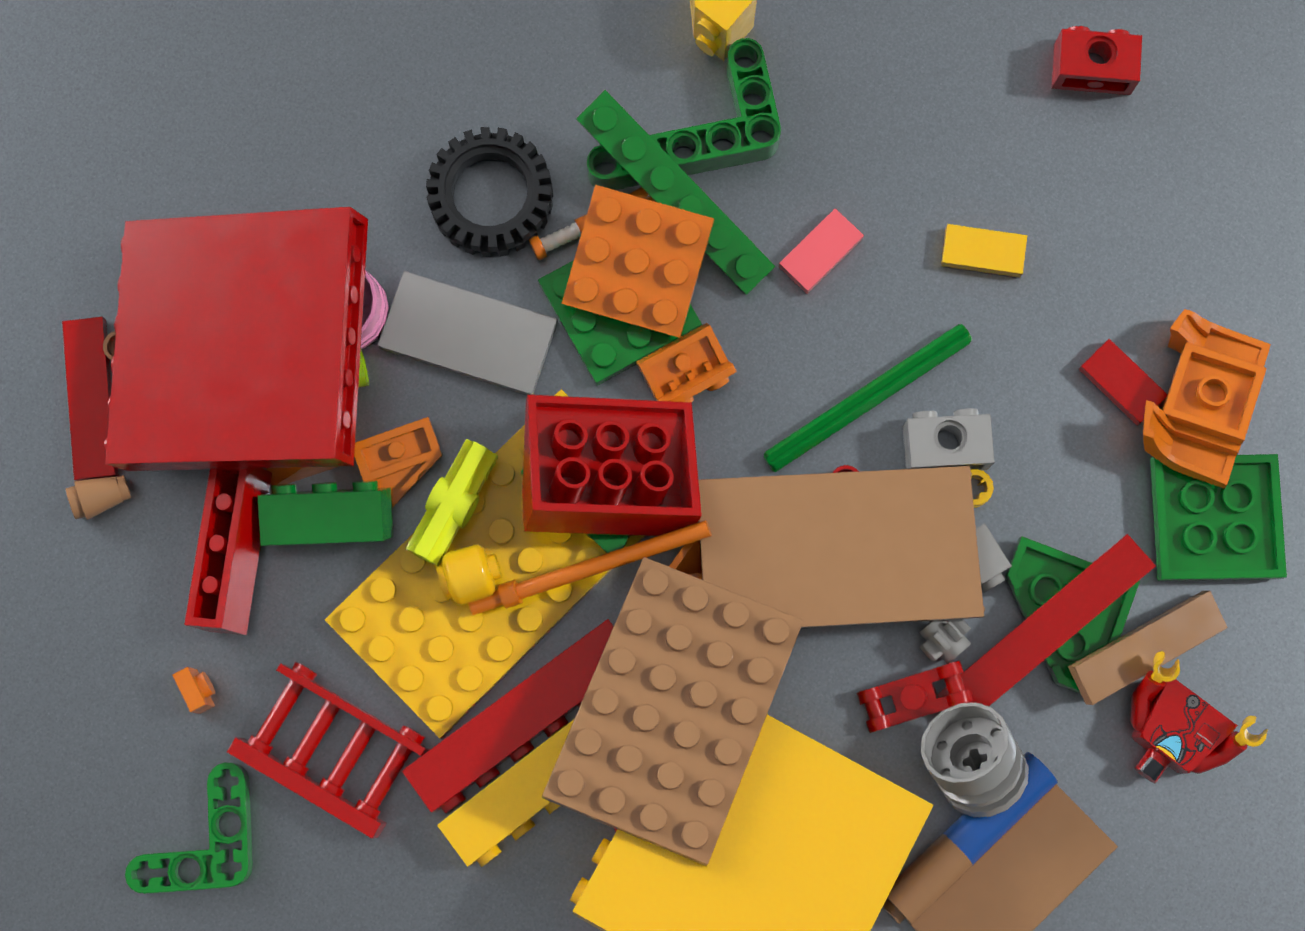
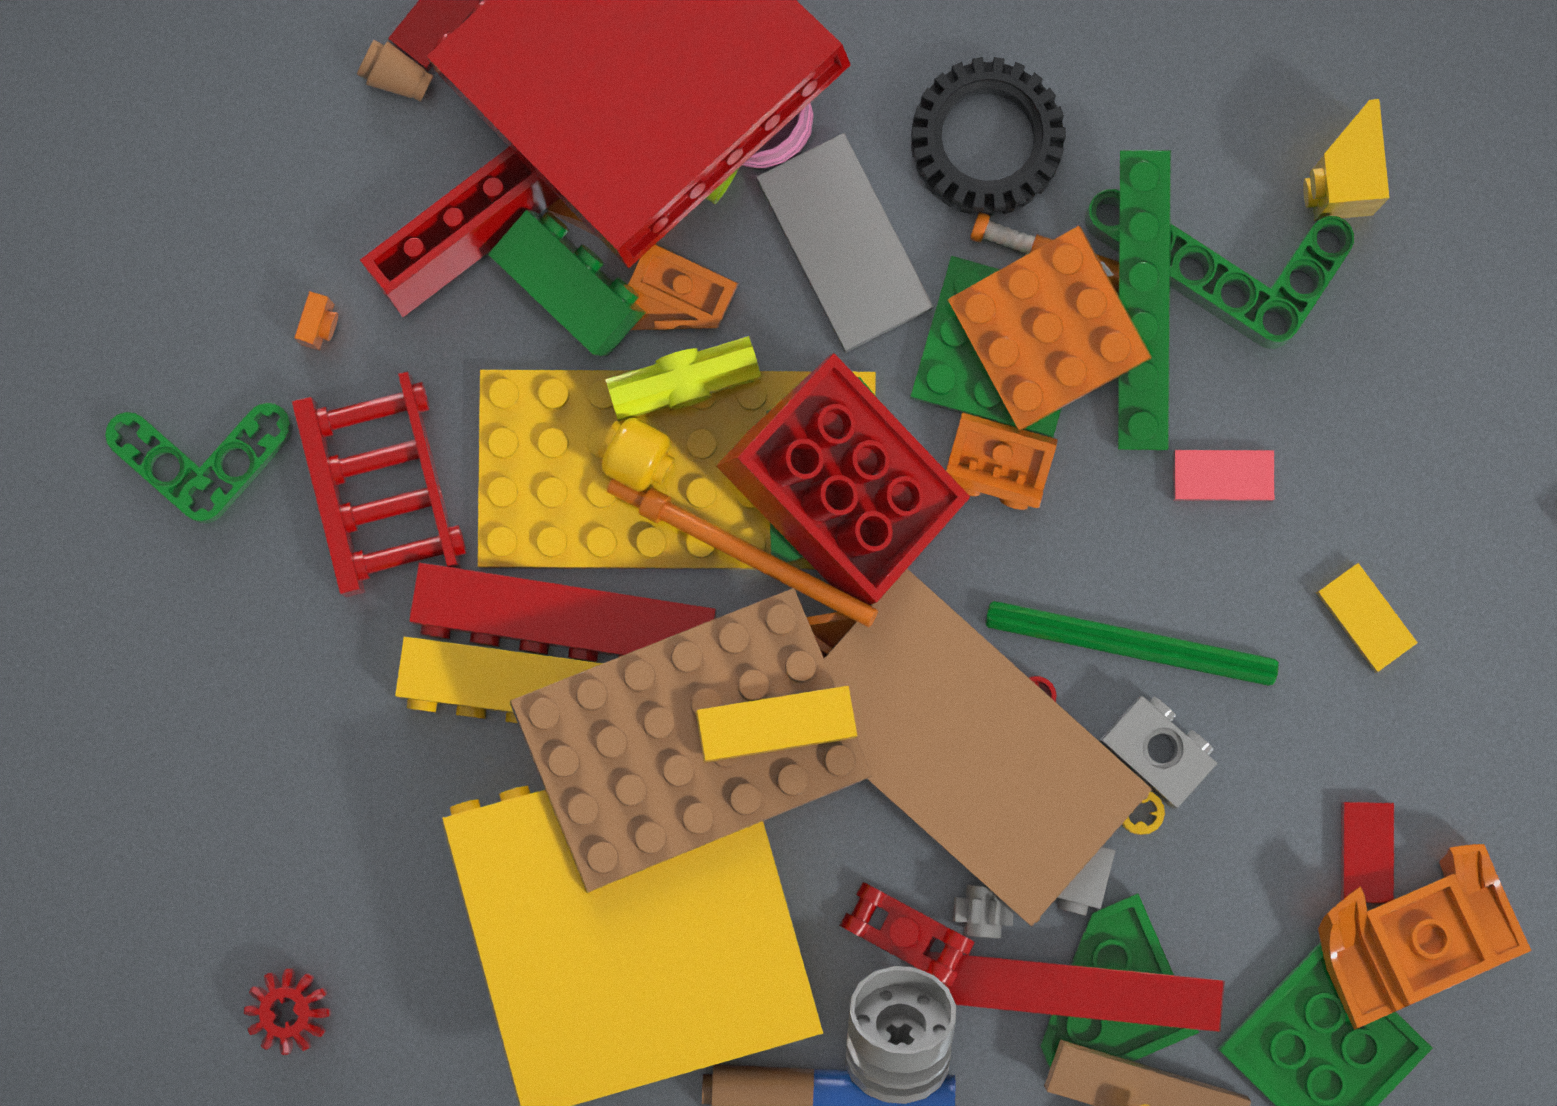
camera: 45 degrees right, 5 degrees up
(716, 646) = (776, 724): none -> yellow tile

